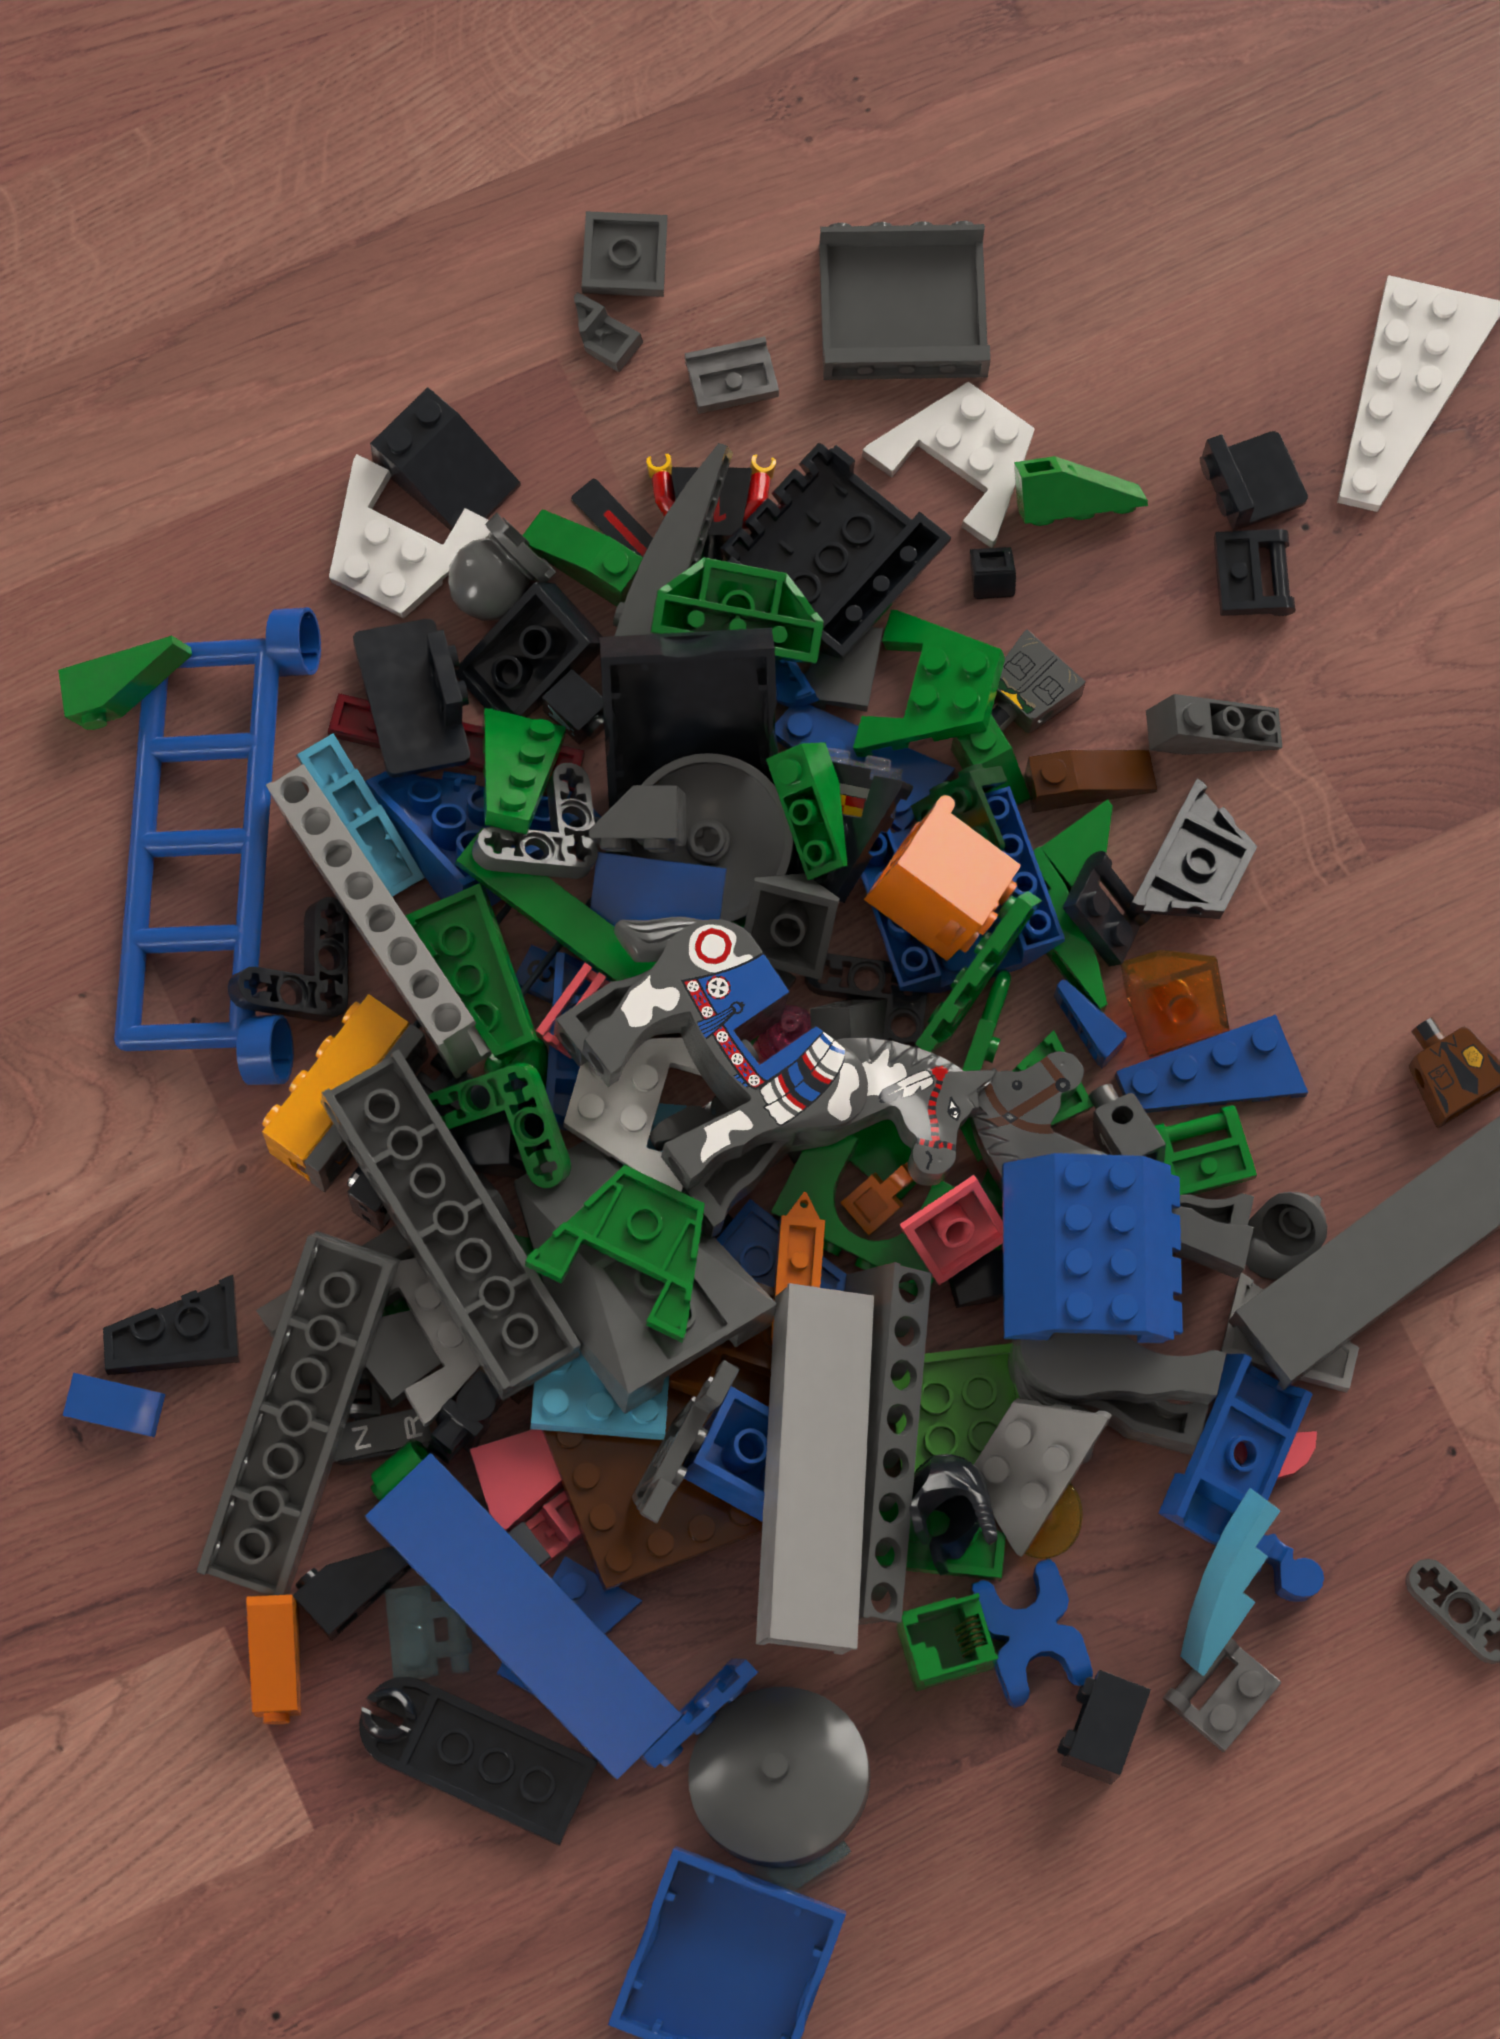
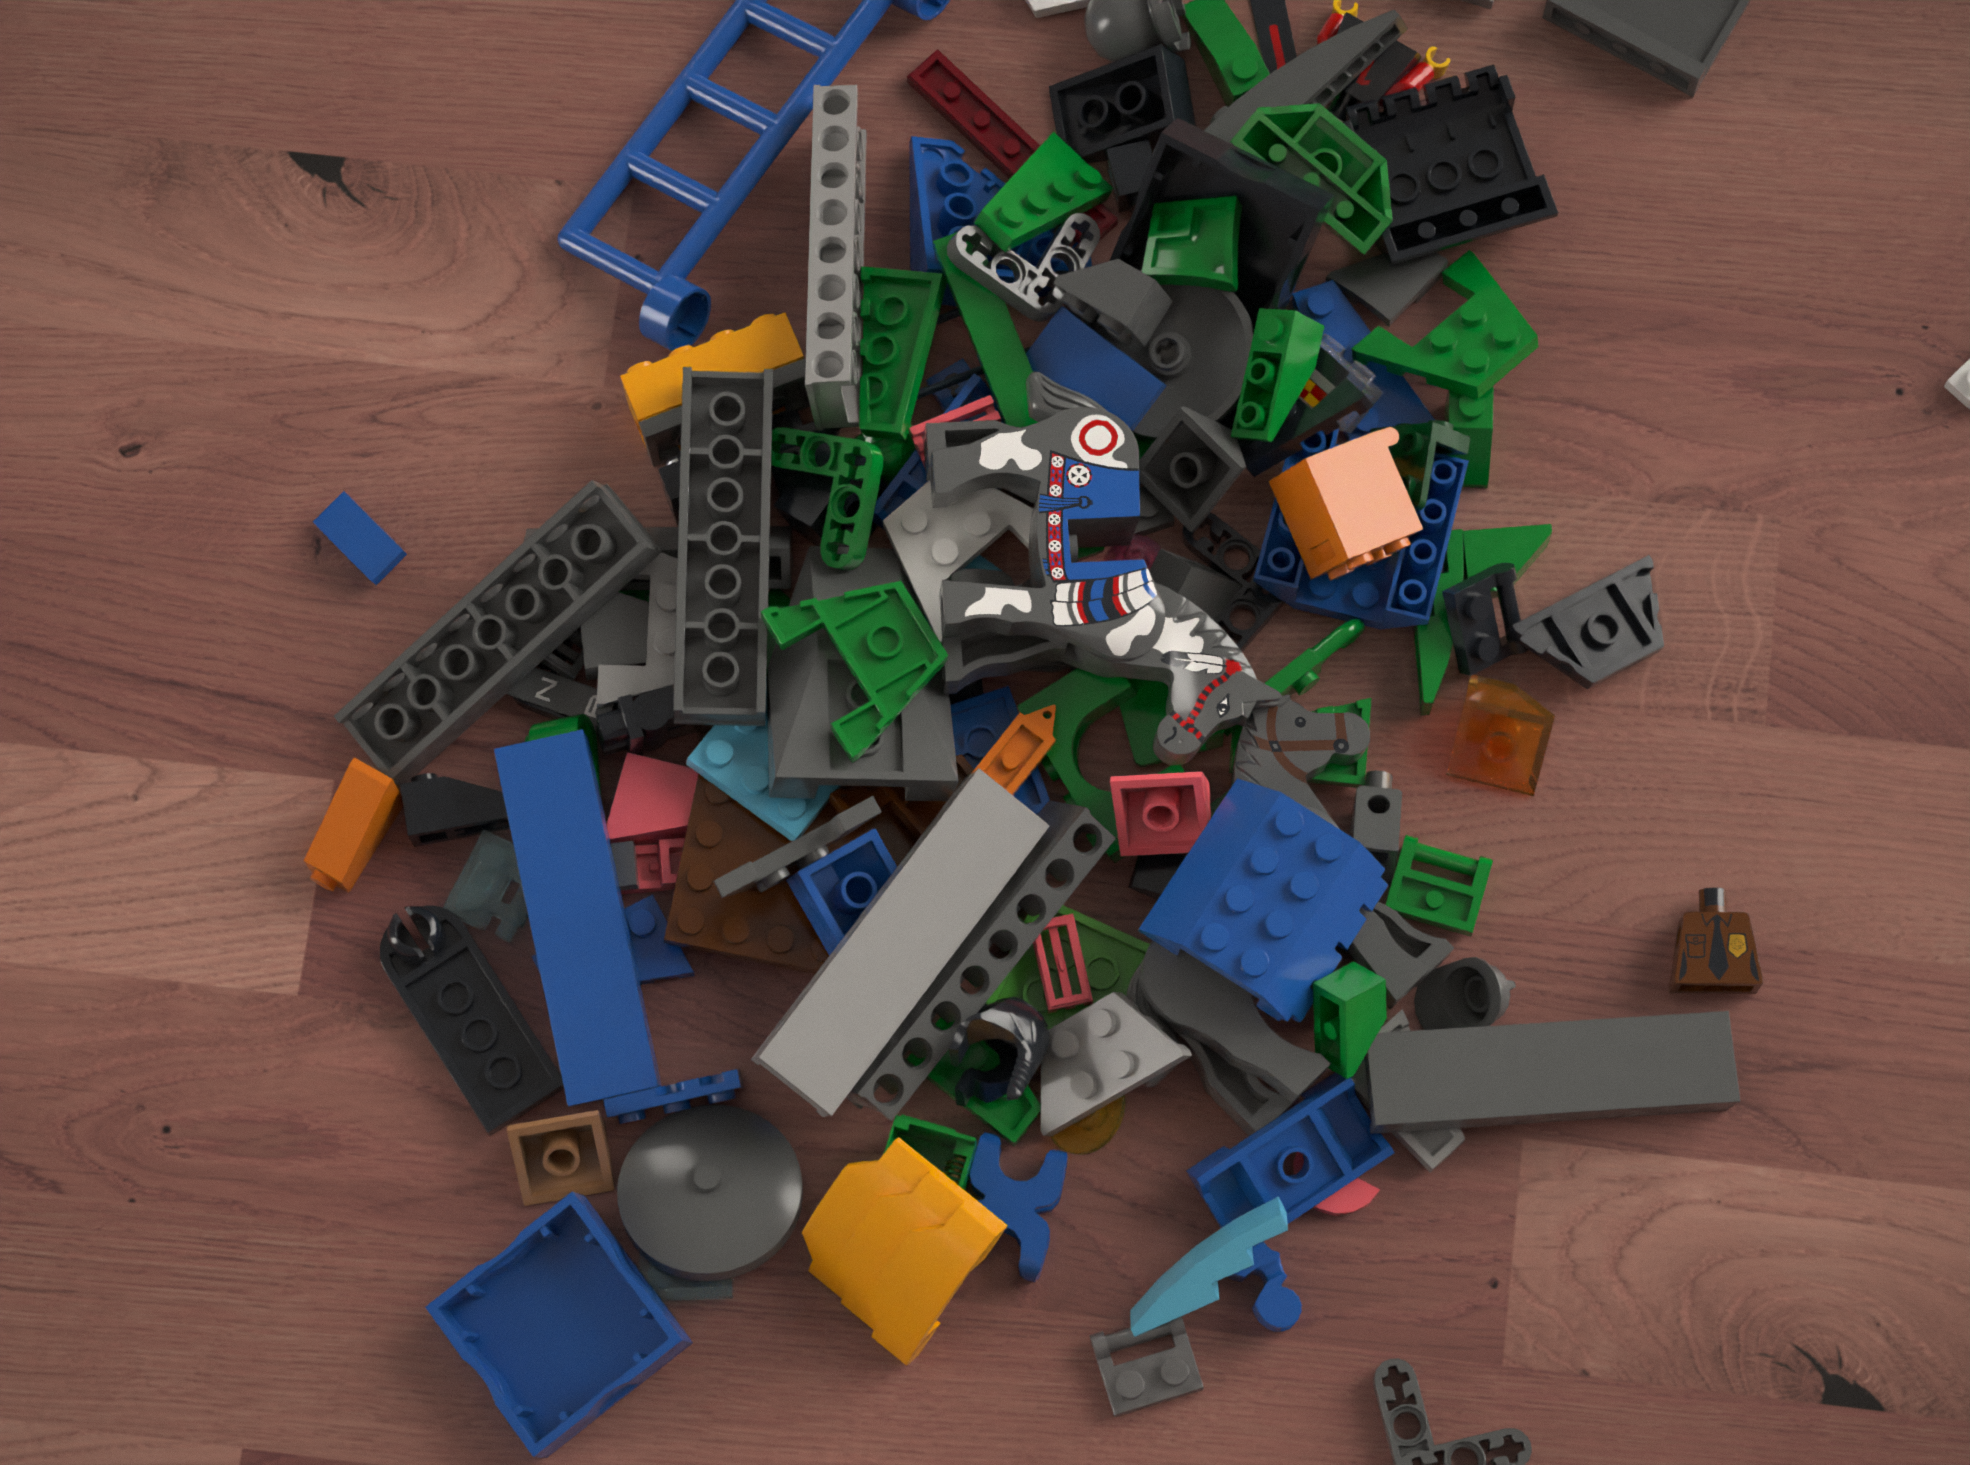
camera: 40 degrees right, 0 degrees up
(180, 1335) = (453, 513): black wing -> none
(306, 986) = (745, 282): black beam -> none
(361, 814) = (887, 164): medium azure slope -> none
(414, 696) = (996, 87): black bracket -> none
(636, 1827) = (561, 1157): none -> medium nougat slope
(675, 734) = (1195, 243): none -> green plate
(792, 685) = (1332, 261): blue tile -> none
(876, 1200) = (1117, 752): orange plate -> none
(960, 1396) = (1069, 1000): none -> coral tile
(972, 439) = (1642, 143): white wing -> none
(972, 1722) = (898, 1244): none -> light orange slope
(973, 979) = (1324, 609): green wing -> none
(993, 572) = (1583, 270): black slope -> none
(1034, 686) = (1550, 388): dark grey torso -> none
(1063, 489) = (1693, 230): green slope -> none
(1087, 777) = (1551, 497): reddish brown slope -> none
(1094, 1028) = (1412, 726): blue slope -> none
(1104, 1726) = (1016, 1324): black container -> none
(1211, 726) = (1693, 517): dark grey slope -> none
(1215, 1304) = (1348, 1016): none -> green slope
(1226, 1068) = (1513, 825): blue wing -> none
(1240, 572) = (1811, 394): black plate -> none
(1252, 478) = (1875, 319): black bracket -> none

